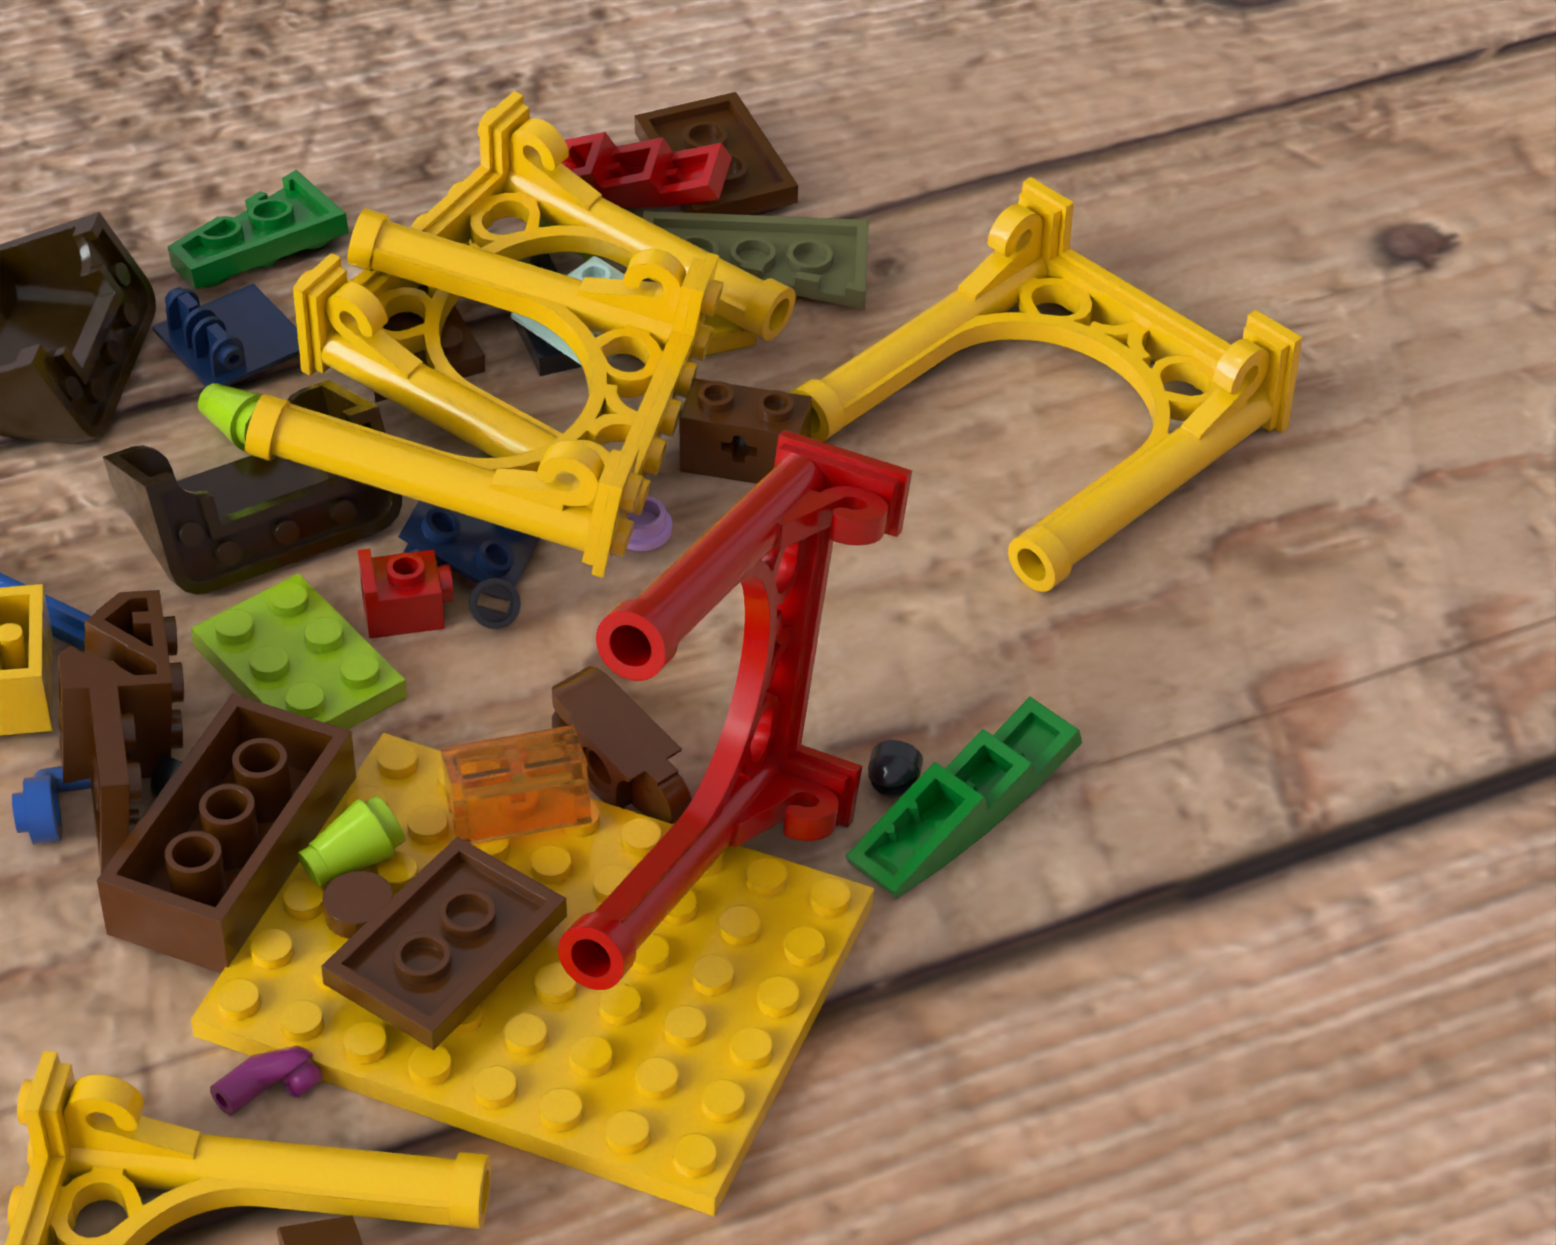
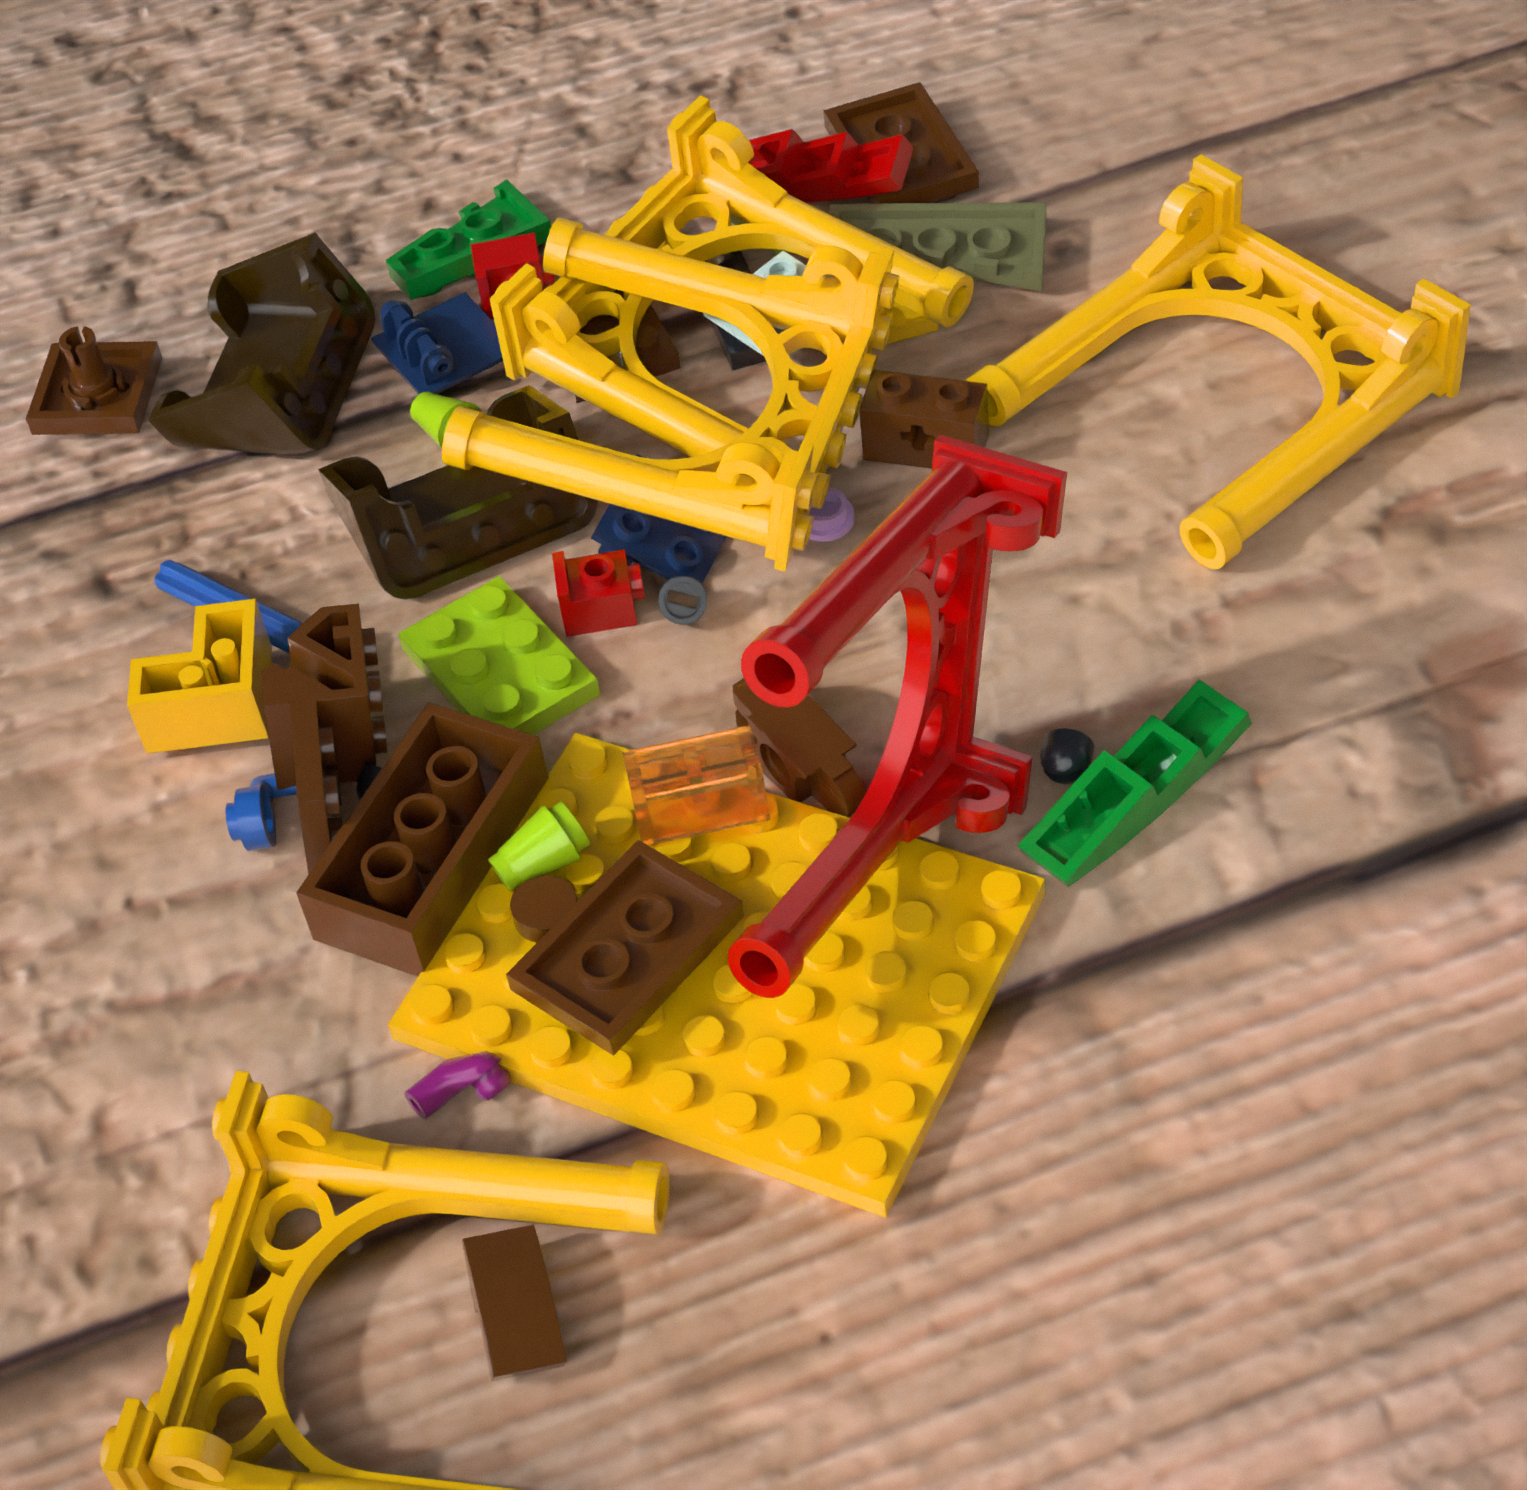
camera: 10 degrees right, 5 degrees up
(292, 254) = (500, 259): none -> red brick

